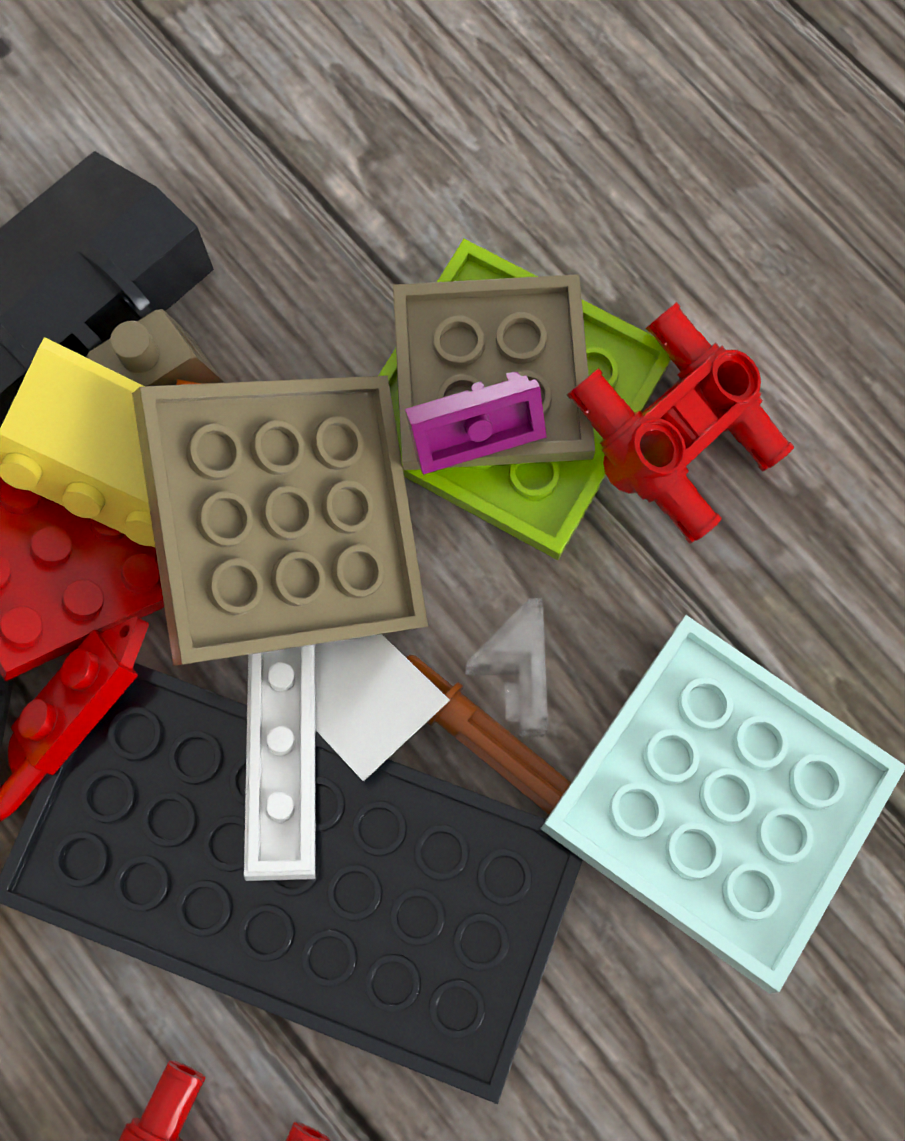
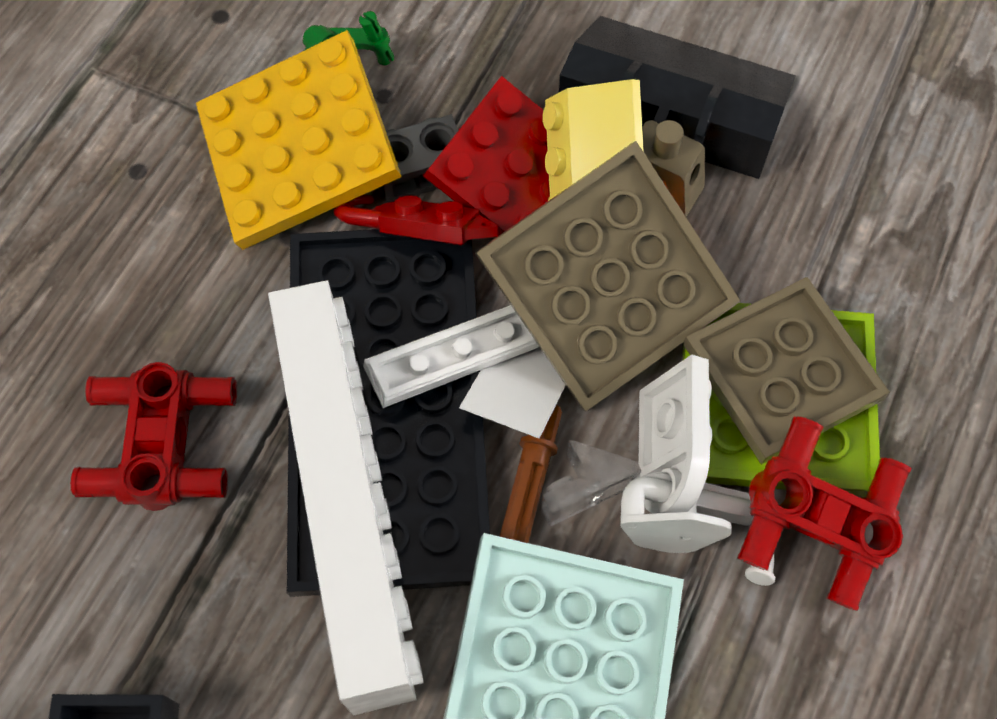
camera: 65 degrees right, 10 degrees down
(419, 986) = (342, 503): none -> white brick
(476, 422) = (737, 364): magenta plate -> none
(546, 548) = (674, 471): none -> white plate

